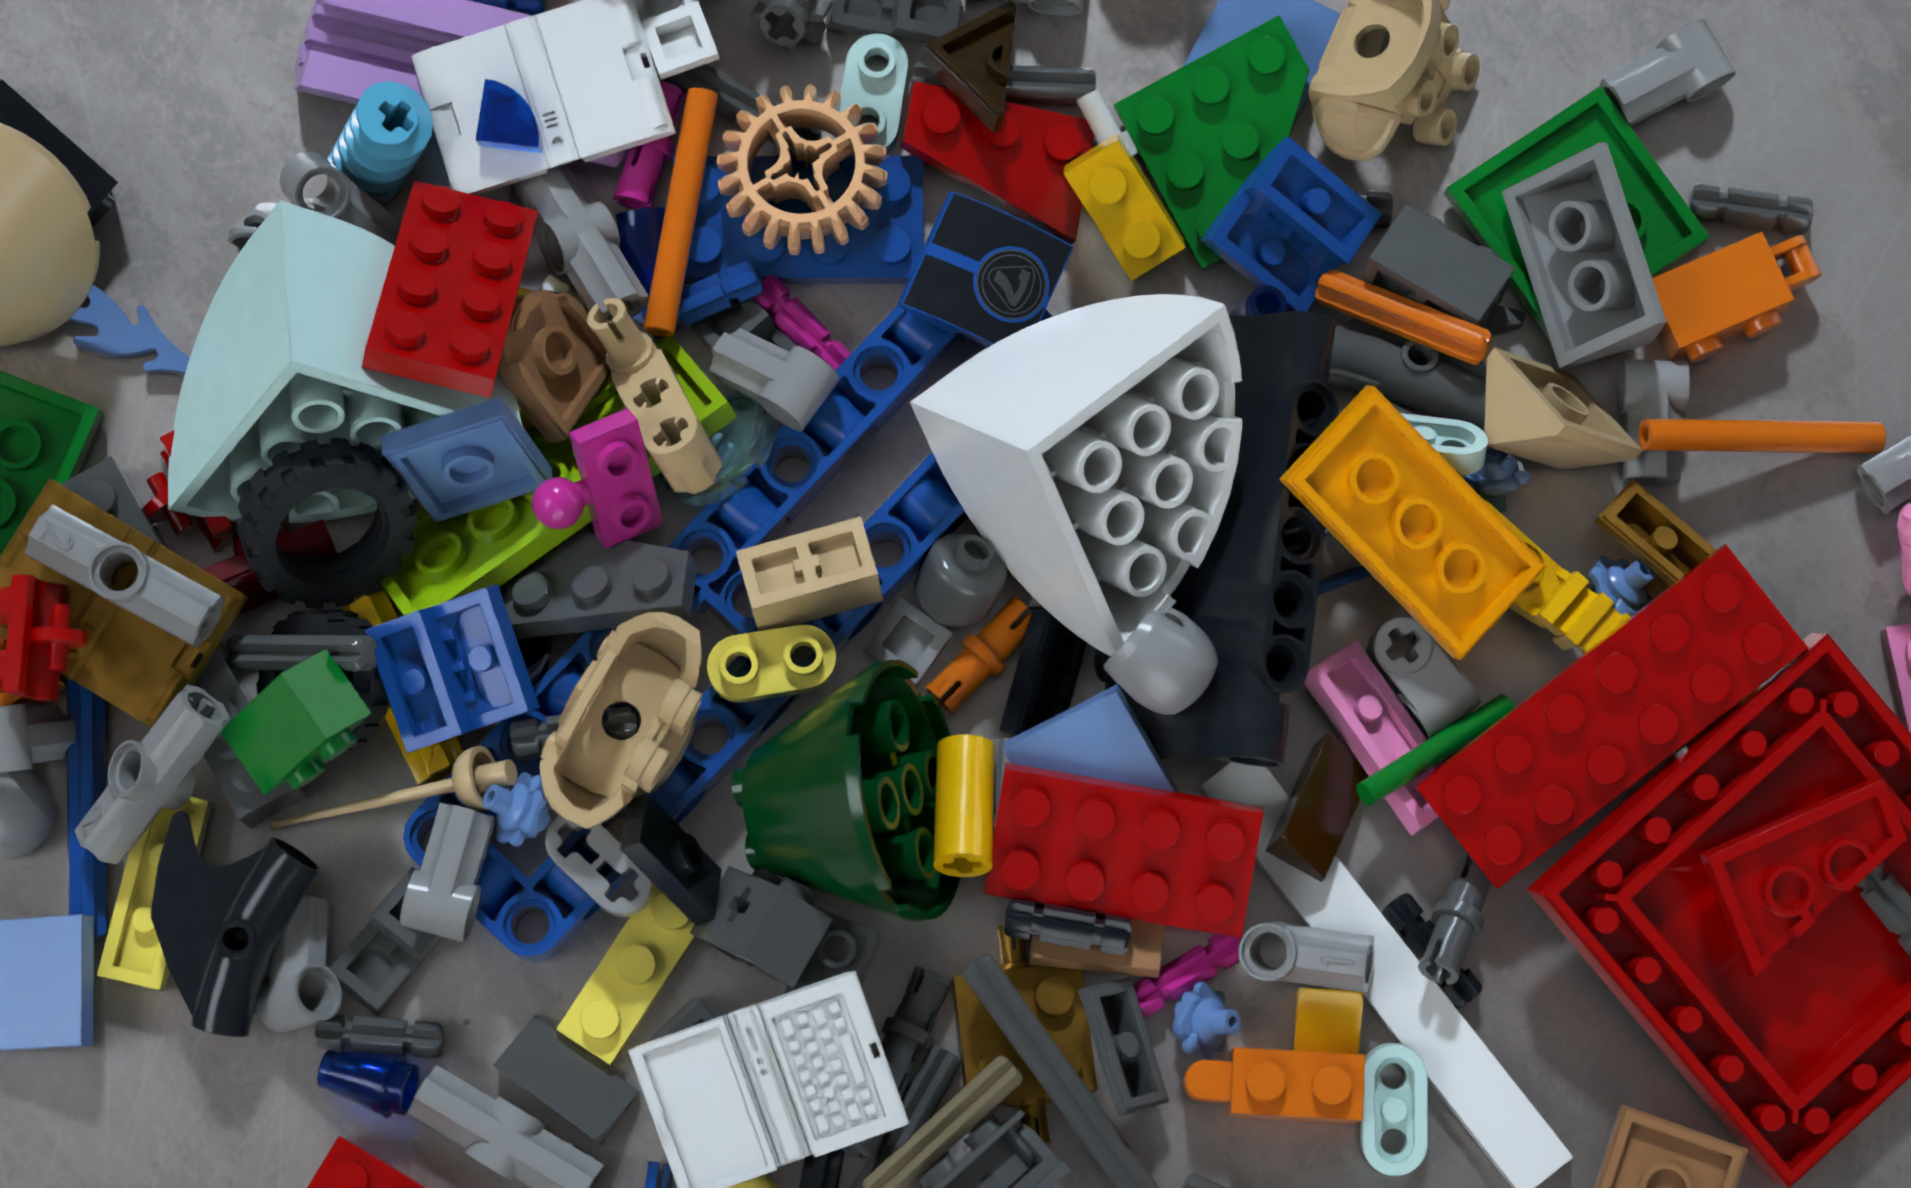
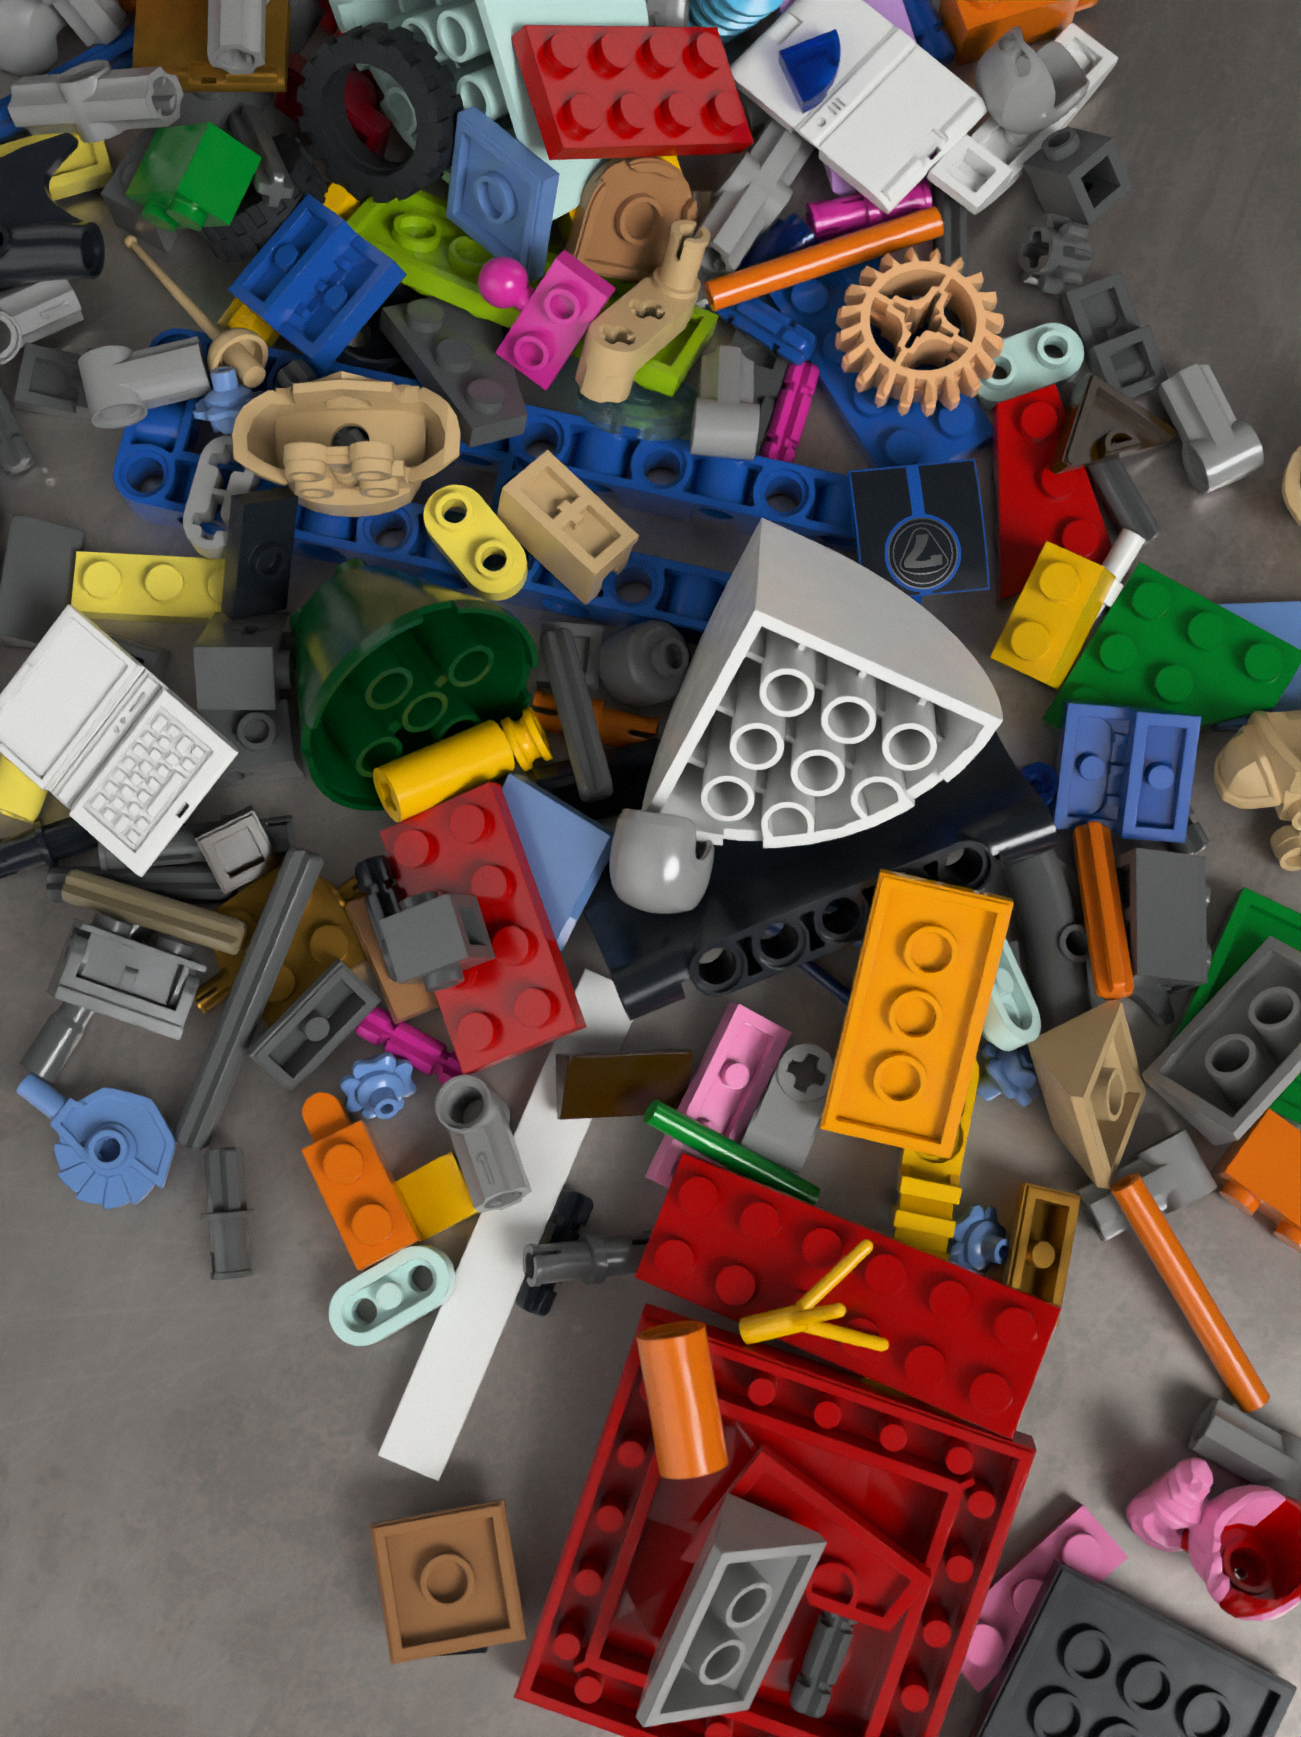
camera: 60 degrees right, 0 degrees up
(927, 1027) = (237, 849): none -> tile
(972, 719) = (527, 739): none -> yellow bush
(977, 664) = (576, 715): none -> dark grey axle
(1121, 892) = (435, 939): none -> dark grey brick
(1615, 764) = (806, 1319): none -> yellow plant
(1631, 896) = (682, 1399): none -> orange pin
(1822, 960) = (729, 1615): none -> light grey slope

